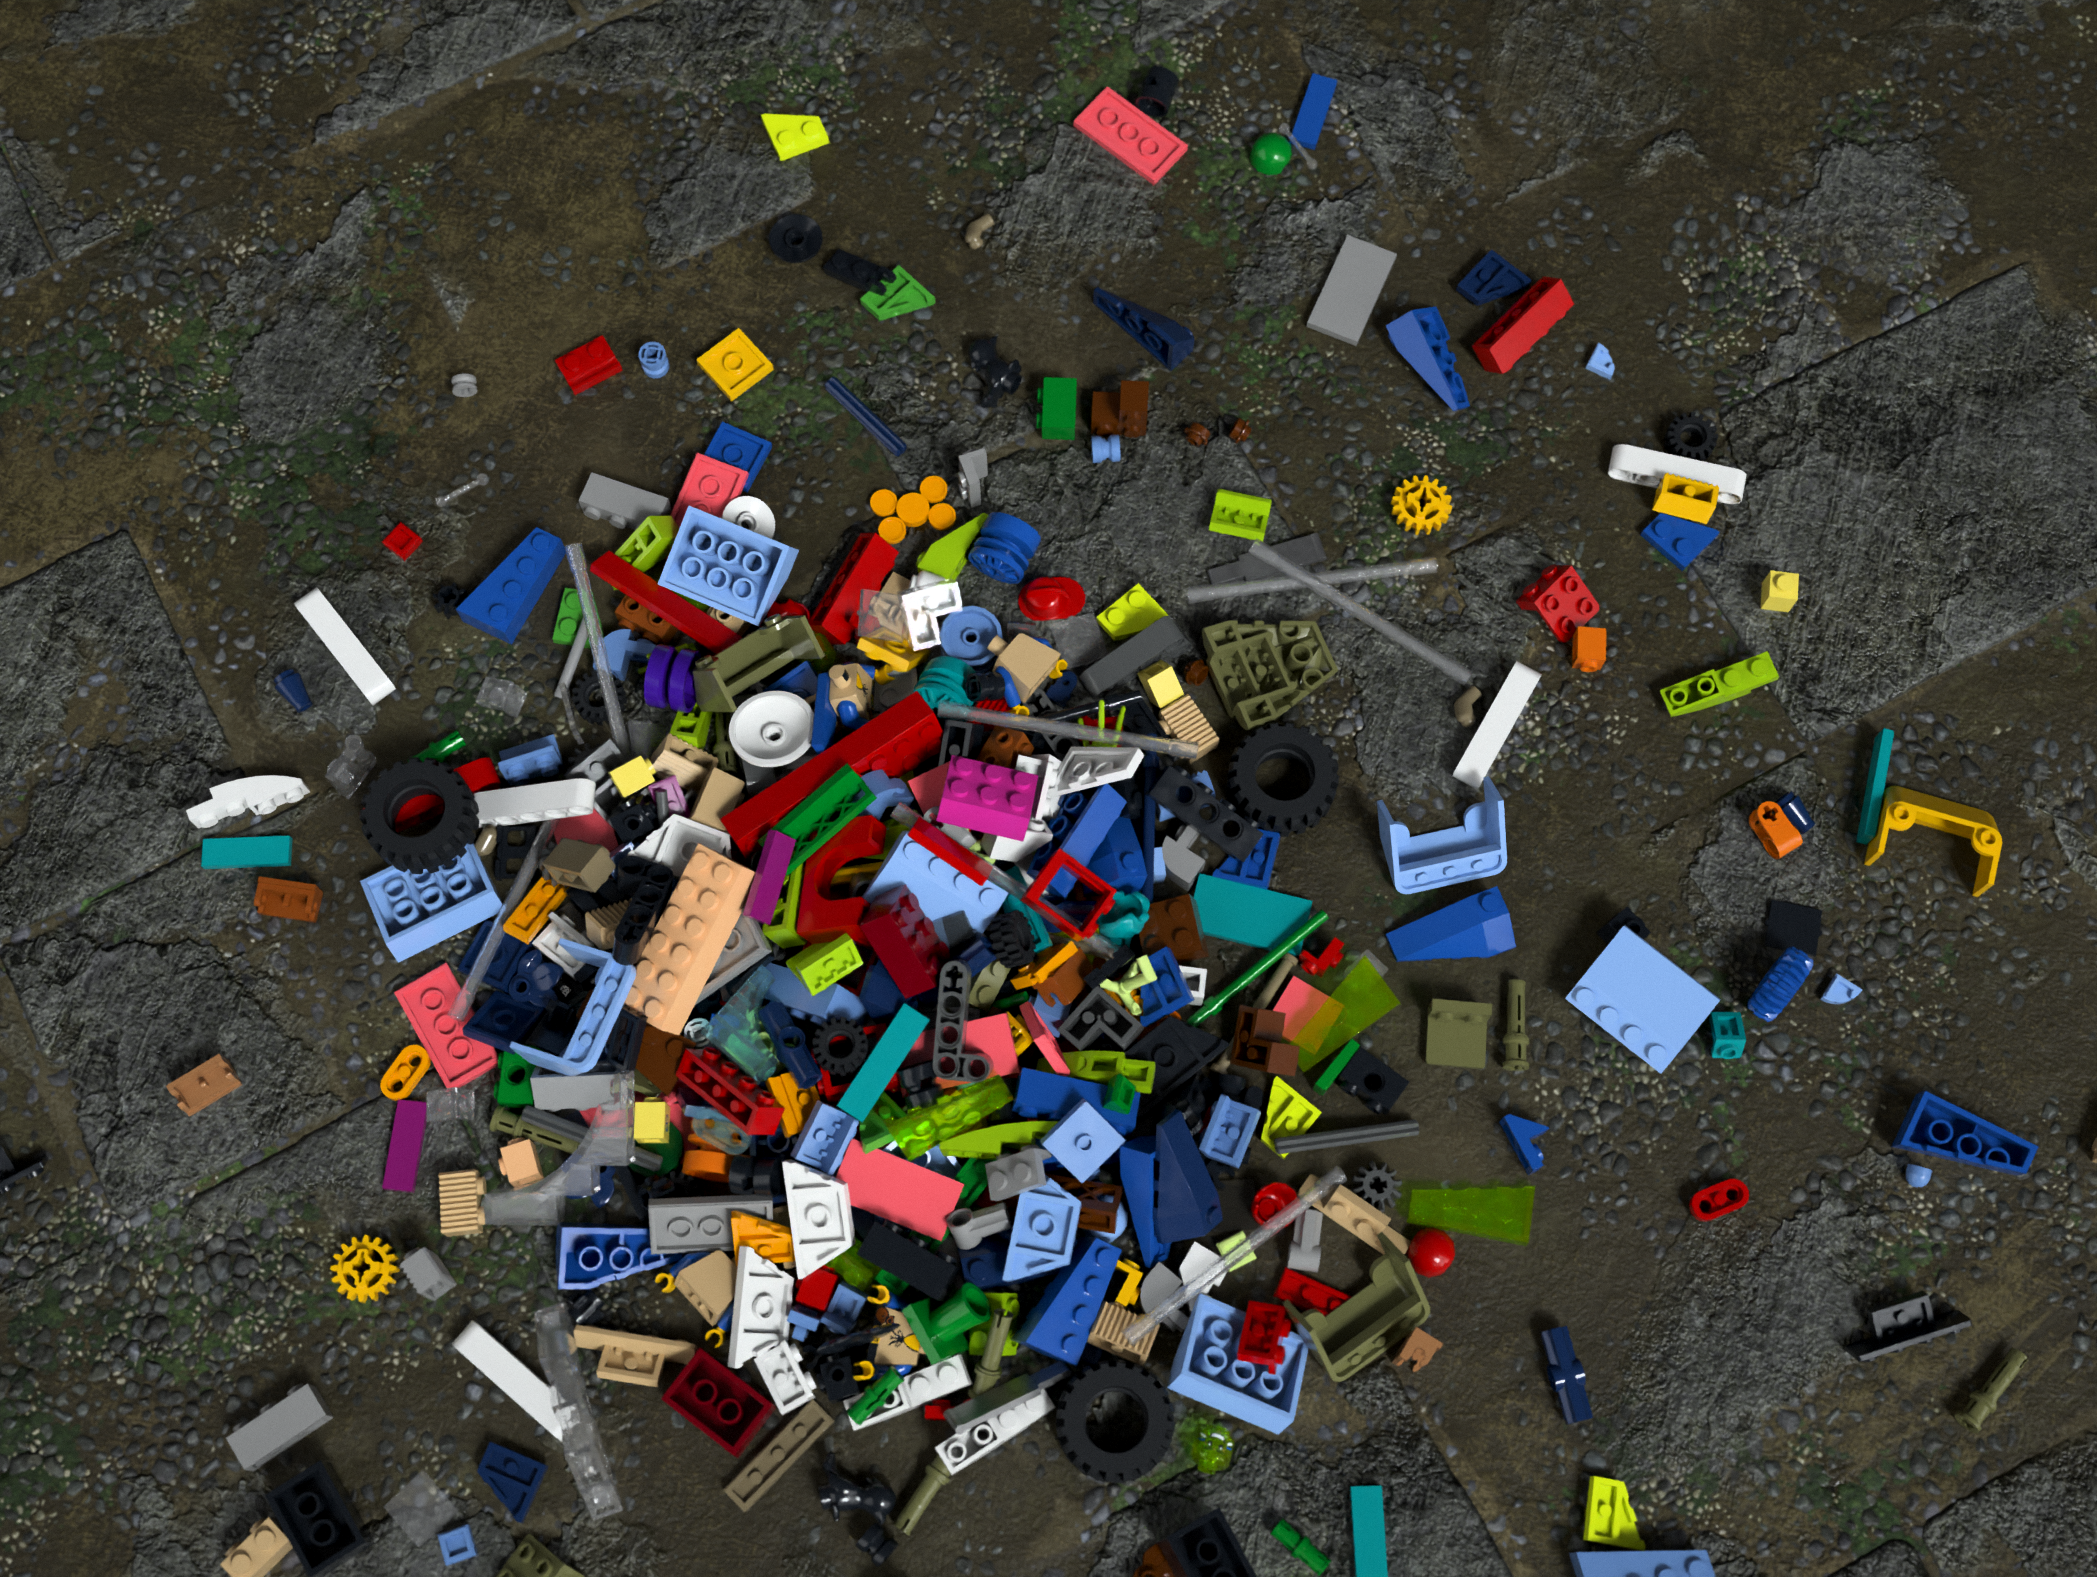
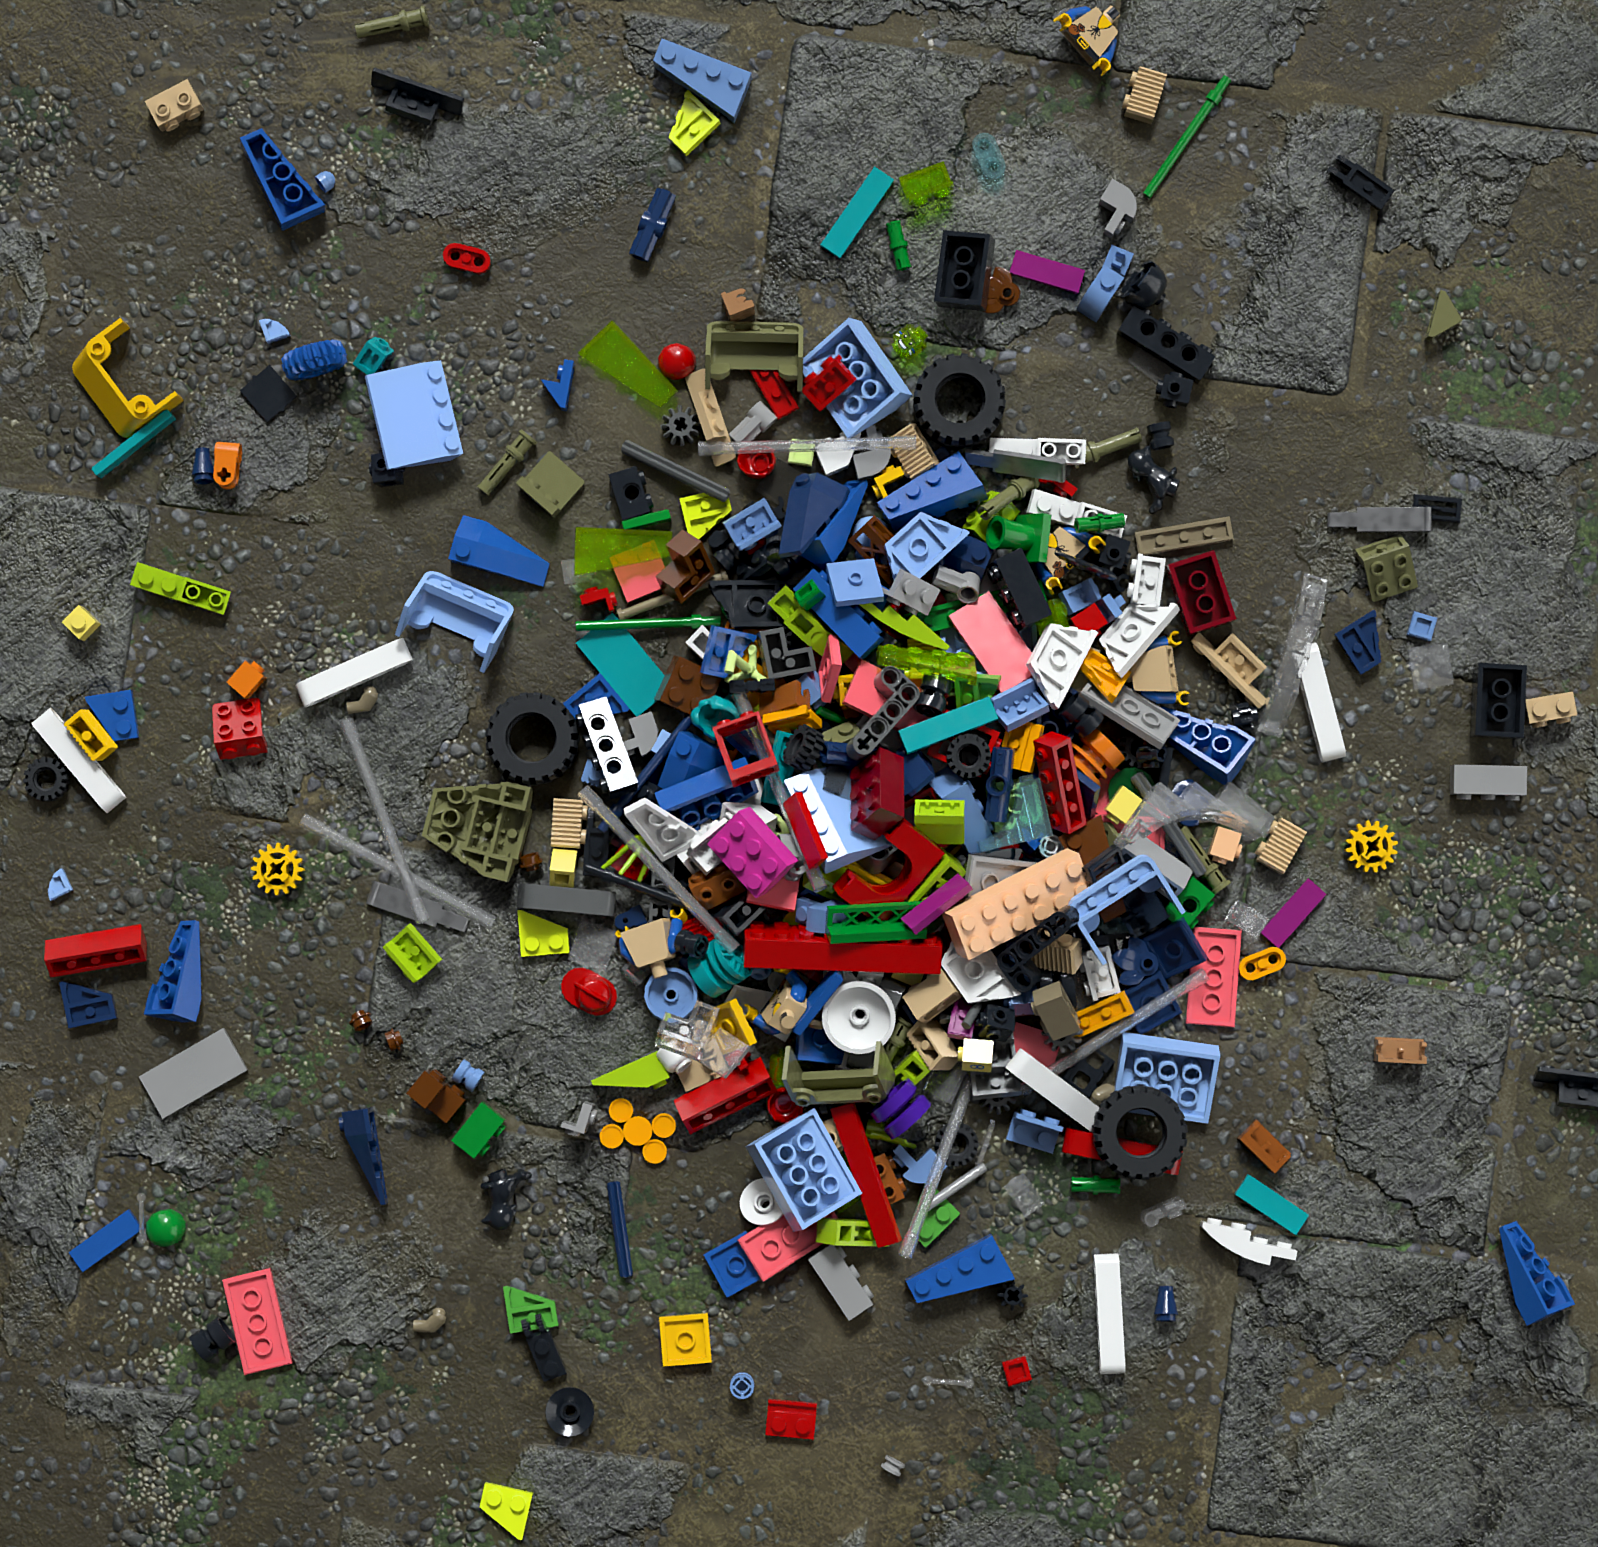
camera: 145 degrees left, 15 degrees up
(427, 1273) = (1332, 811): light grey brick -> none
(721, 1133) = (1085, 758): clear light blue plate -> none
(1004, 548) = (598, 1046): blue wheel -> none

